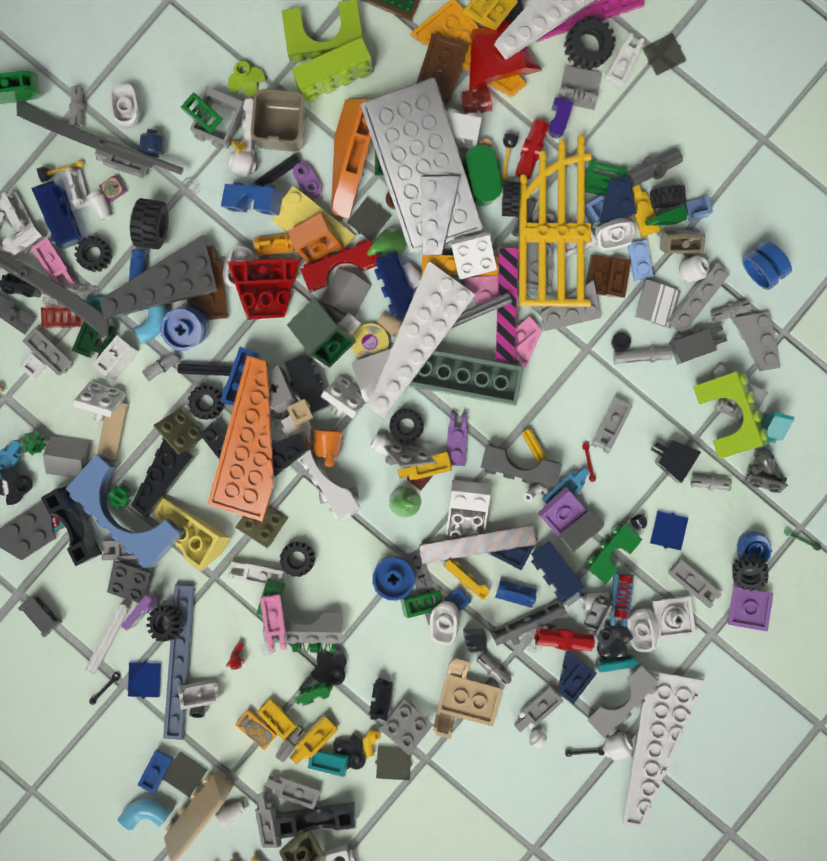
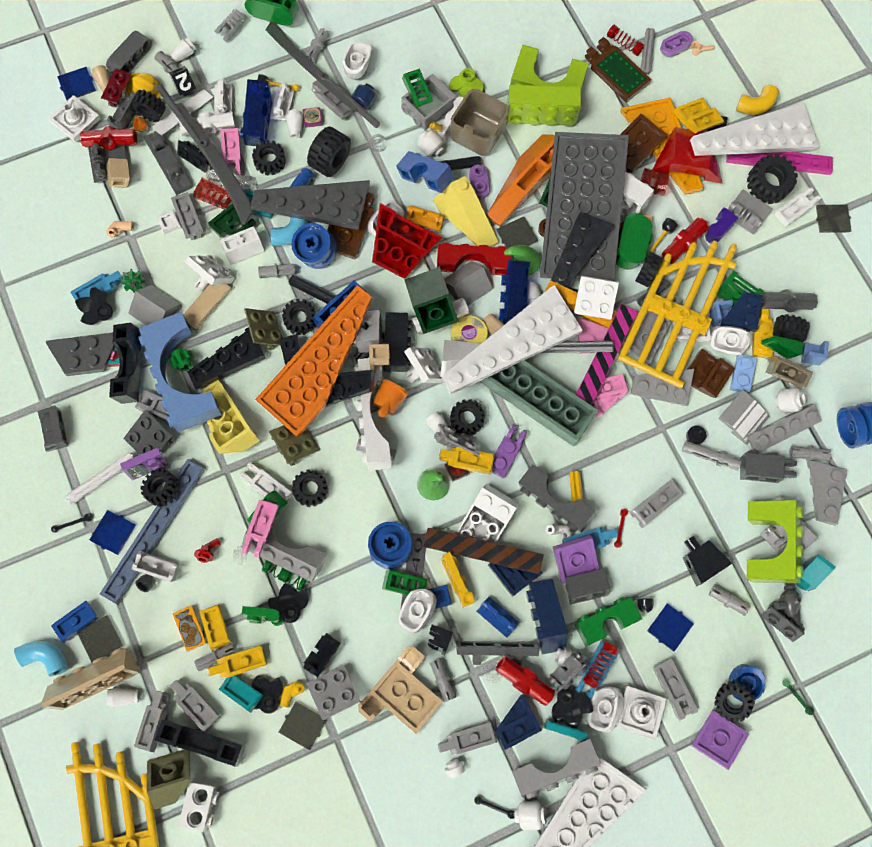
camera: 15 degrees right, 15 degrees down
(314, 238) = (463, 224): orange slope -> none

